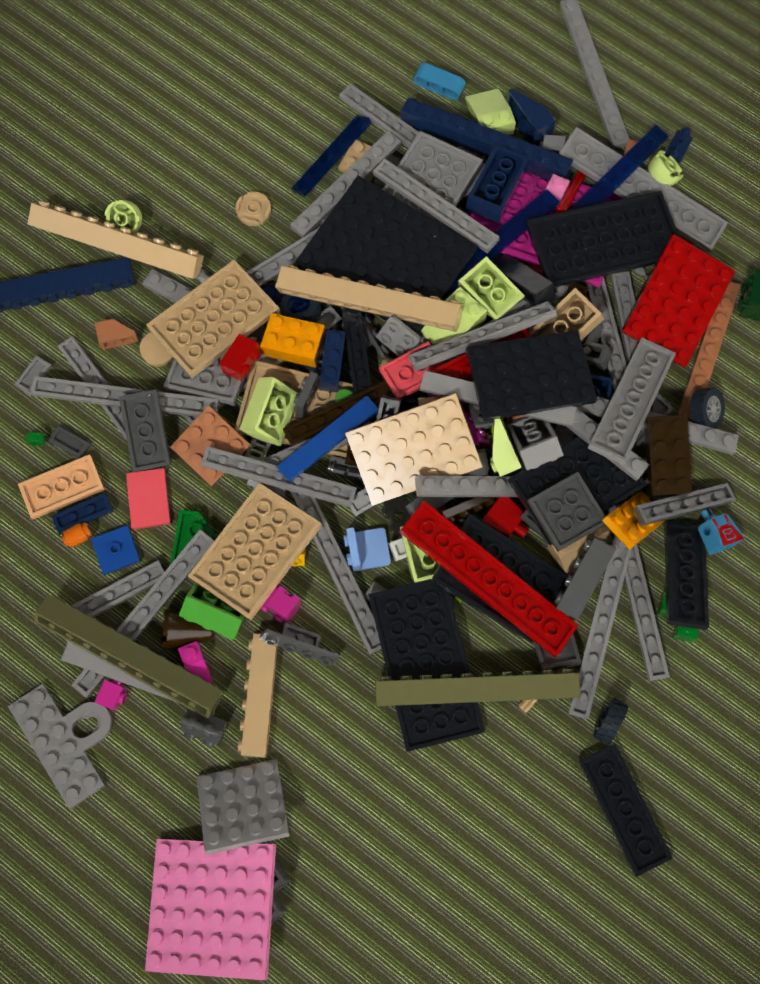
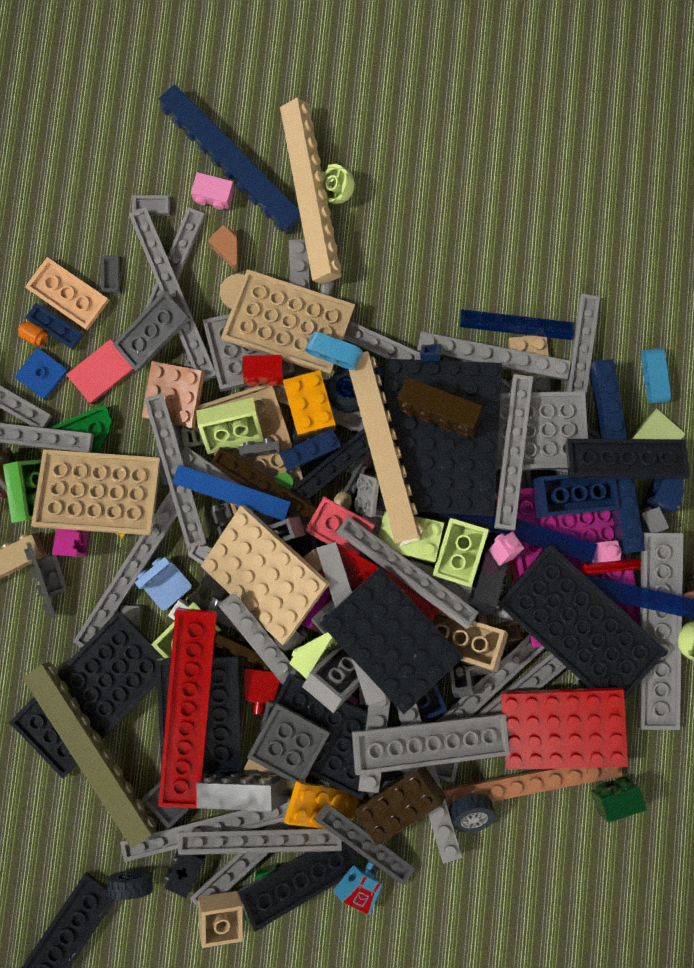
camera: 60 degrees right, 10 degrees up
(35, 439) = (95, 244): green tile -> none
(58, 317) = (212, 191): none -> bright pink brick
(253, 208) = (421, 288): tan tile -> none
(263, 290) = (333, 350): none -> dark azure beam
(313, 224) = (430, 352): none -> dark blue plate
(366, 233) = (440, 408): none -> dark brown brick
(493, 128) = (627, 459): none -> black plate
(508, 254) = (505, 548): none -> bright pink brick
(632, 680) = (179, 882): none -> black brick
(634, 589) = (257, 842): none -> light grey plate
(682, 660) = (220, 919): none -> tan brick

